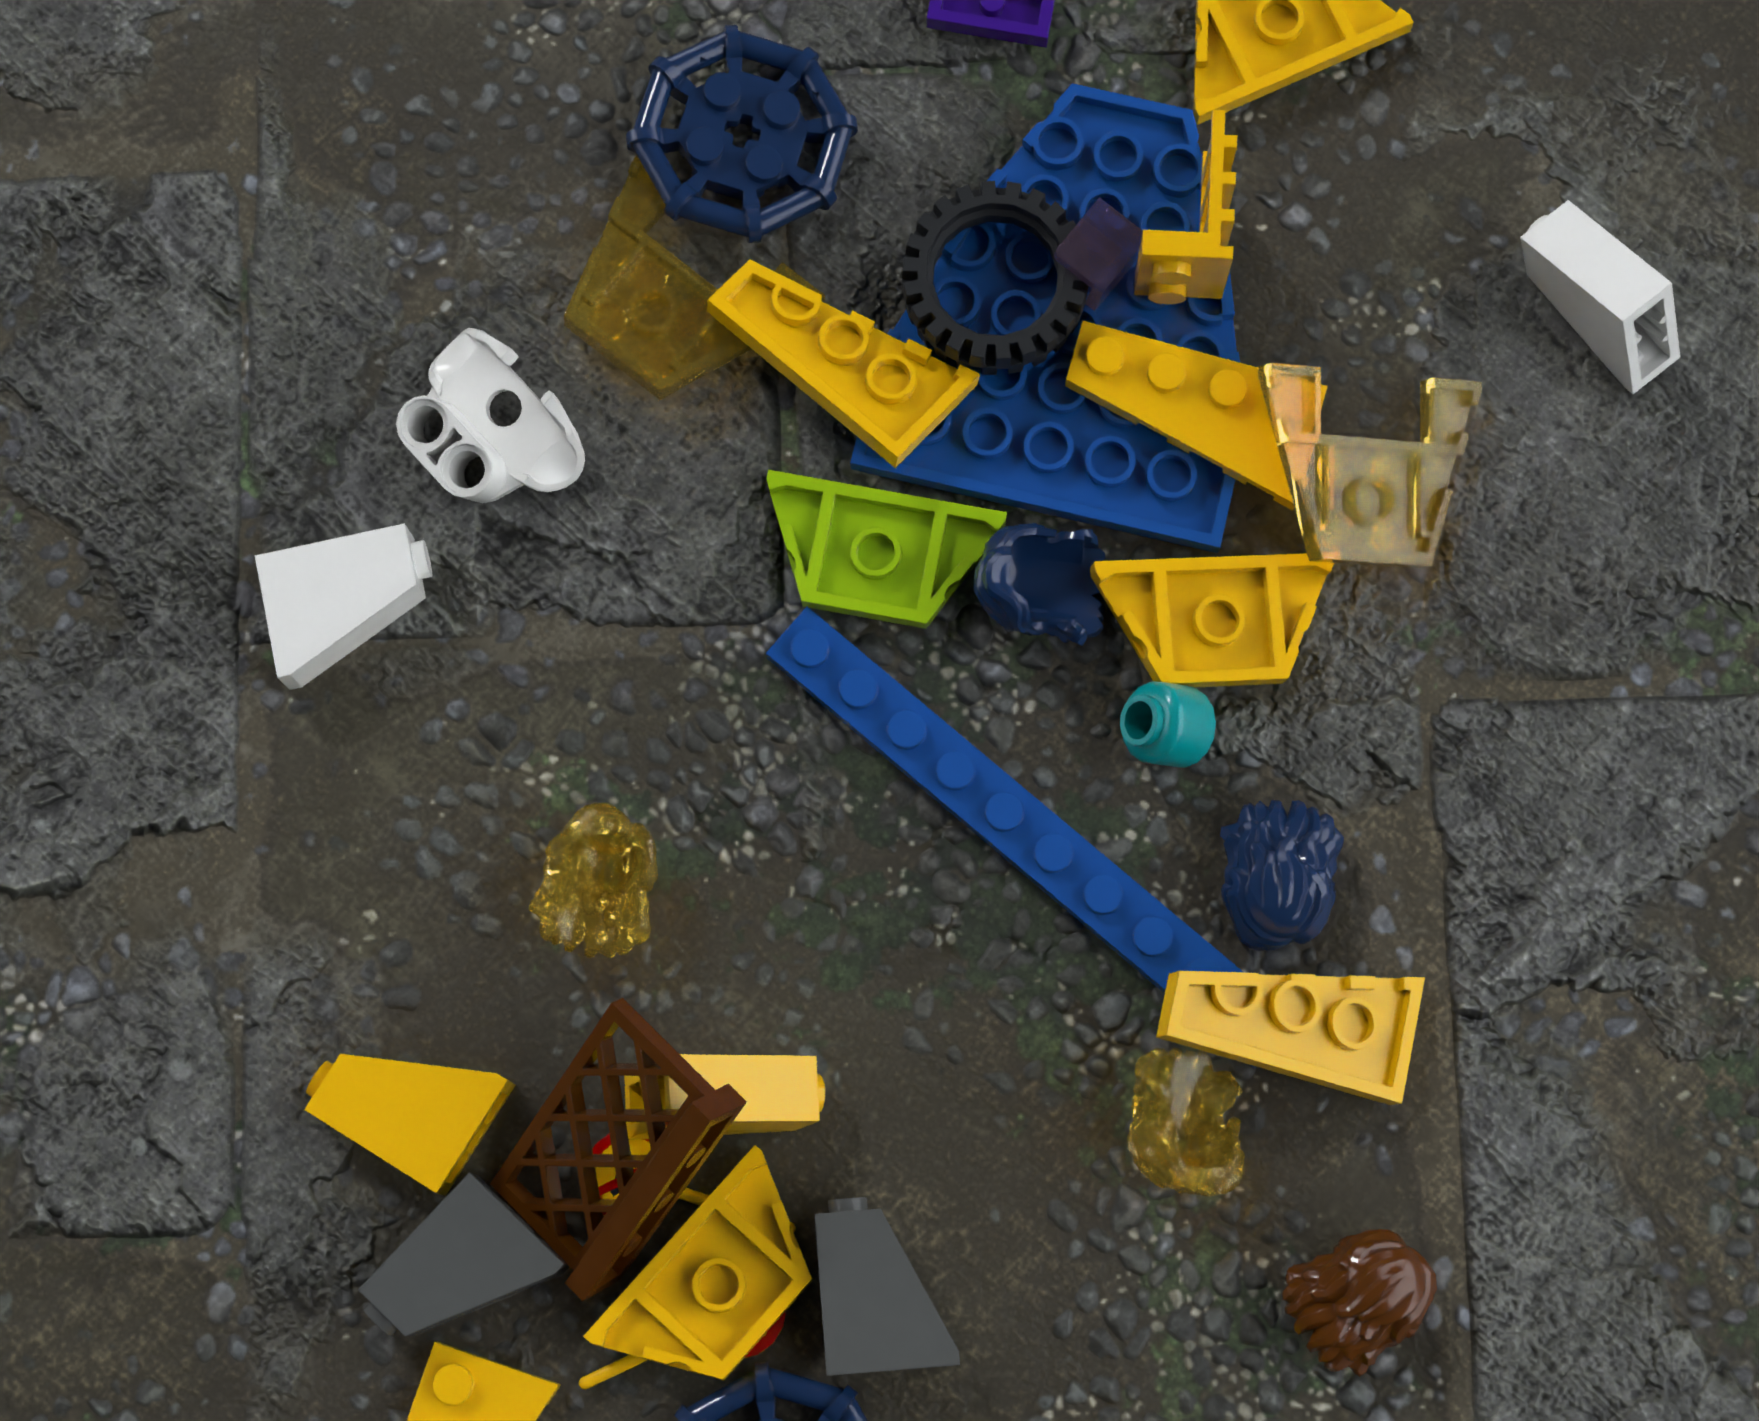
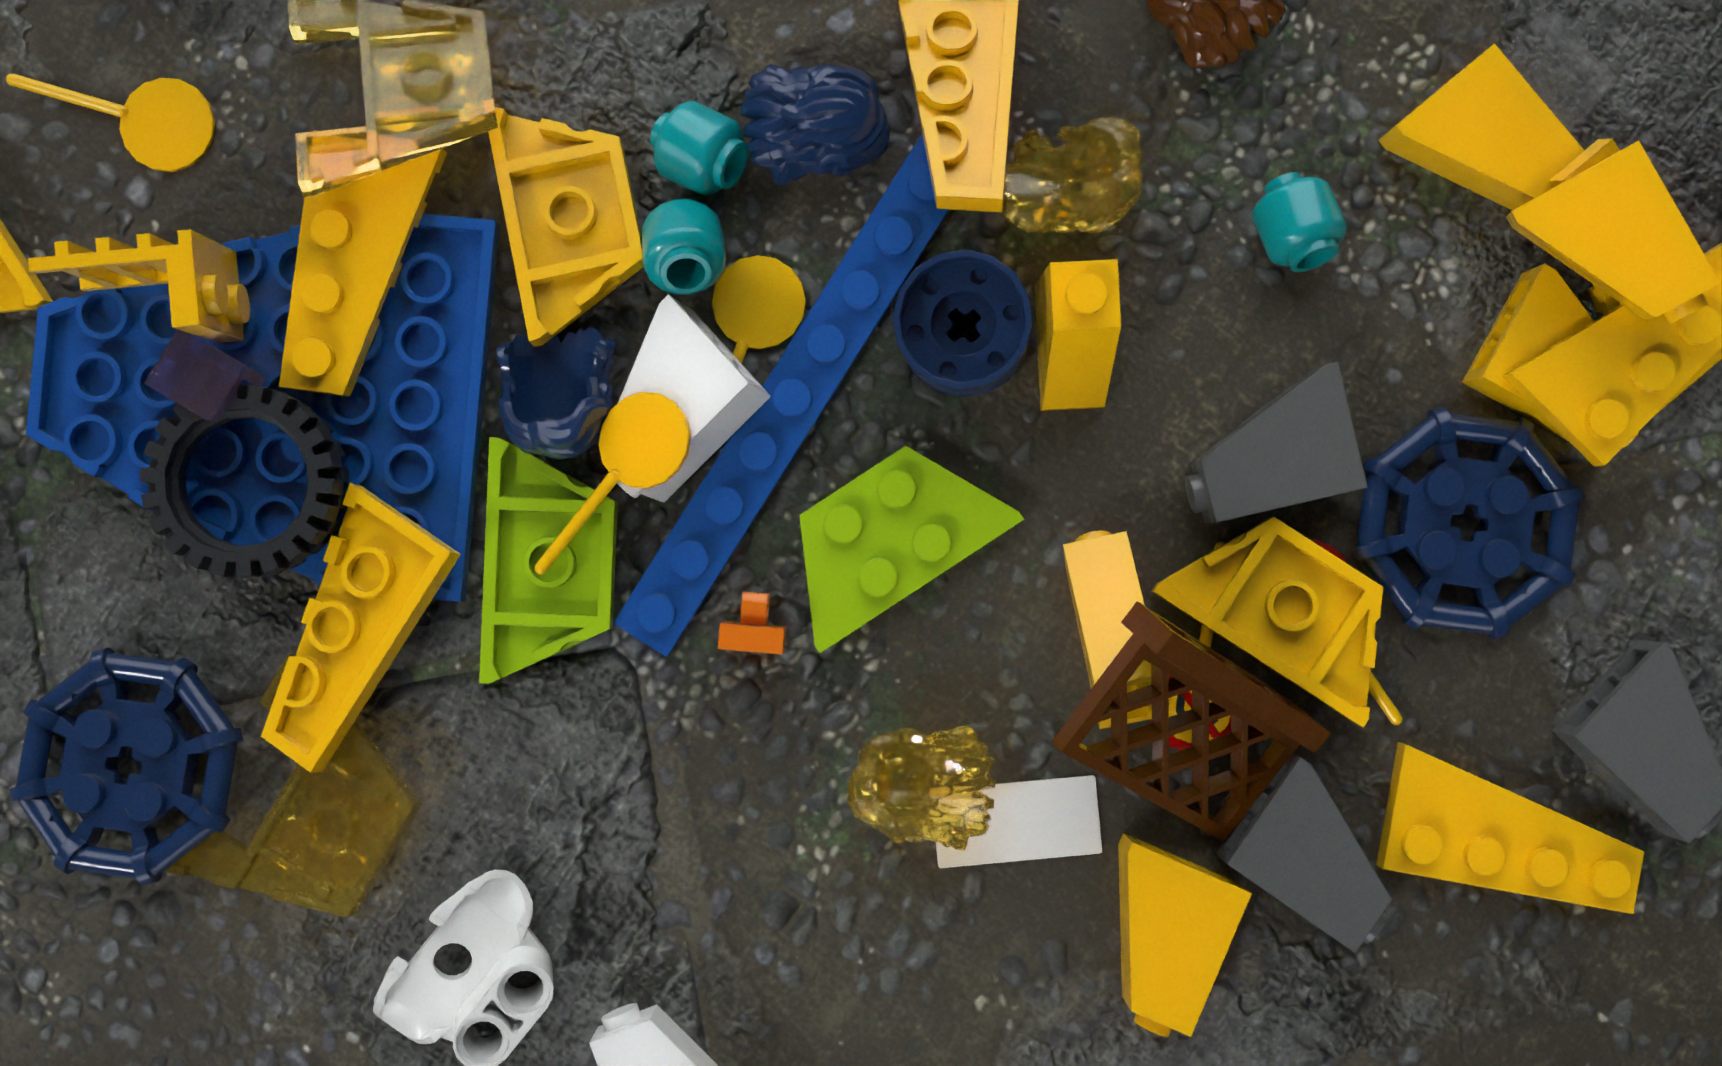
camera: 105 degrees left, 10 degrees up
(540, 993) = (1034, 823): none -> white sticker
(778, 740) = (752, 631): none -> orange tile
(849, 890) = (891, 538): none -> lime wing
(971, 653) = (641, 447): none -> yellow piece
(1014, 697) = (699, 374): none -> white slope
(1023, 1098) = (1077, 332): none -> yellow slope
(1061, 952) = (965, 286): none -> dark blue wheel
(1101, 794) = (758, 303): none -> yellow piece
(1111, 1354) = (1299, 222): none -> teal head
(1266, 755) = (699, 148): none -> teal head
(1361, 247) = (161, 124): none -> yellow piece

